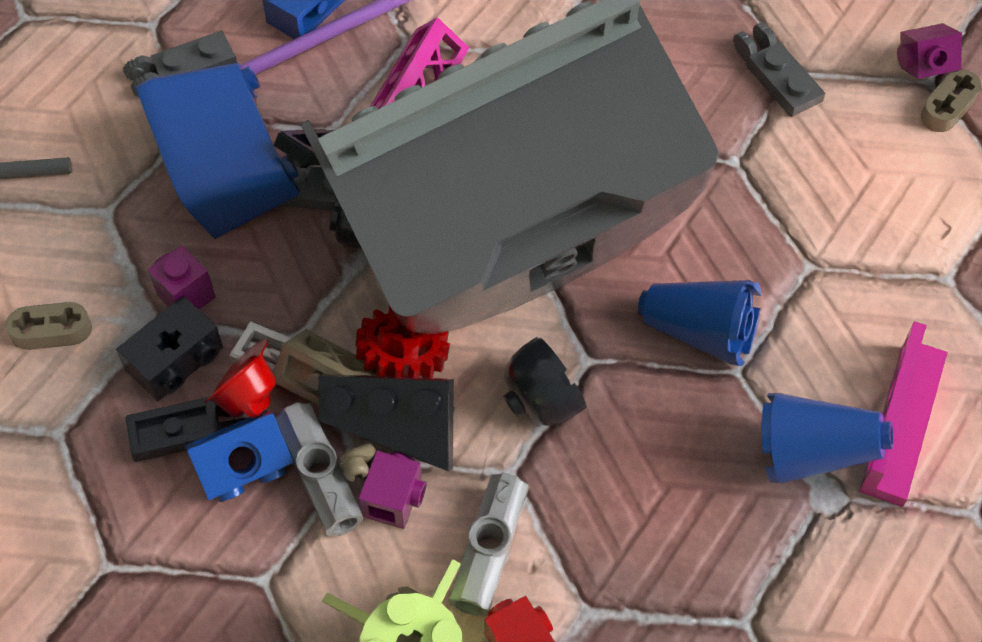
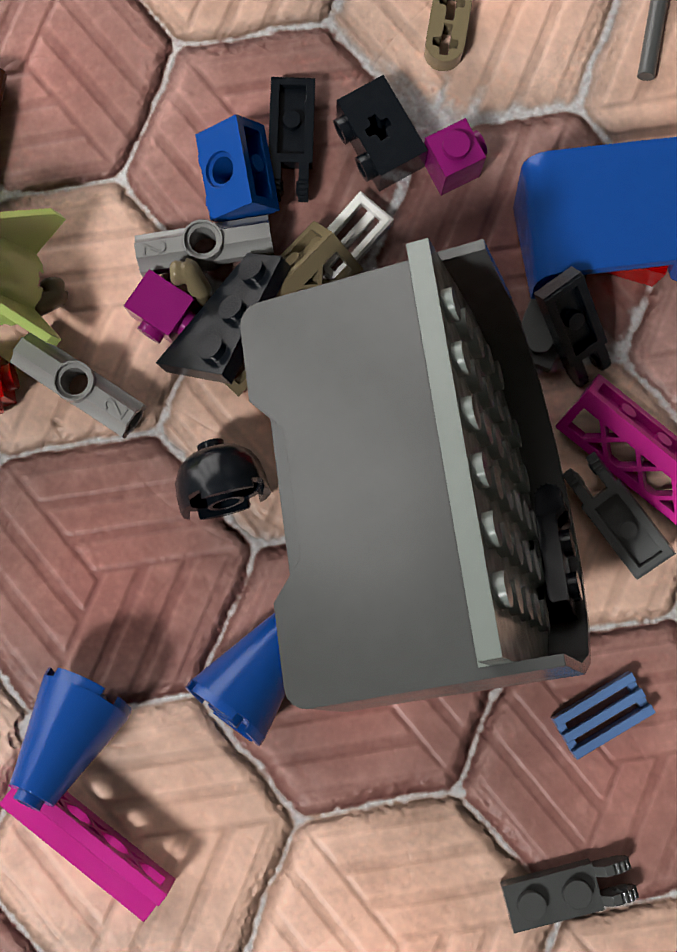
camera: 105 degrees right, 25 degrees up
(246, 384) = (303, 187): red piece -> none

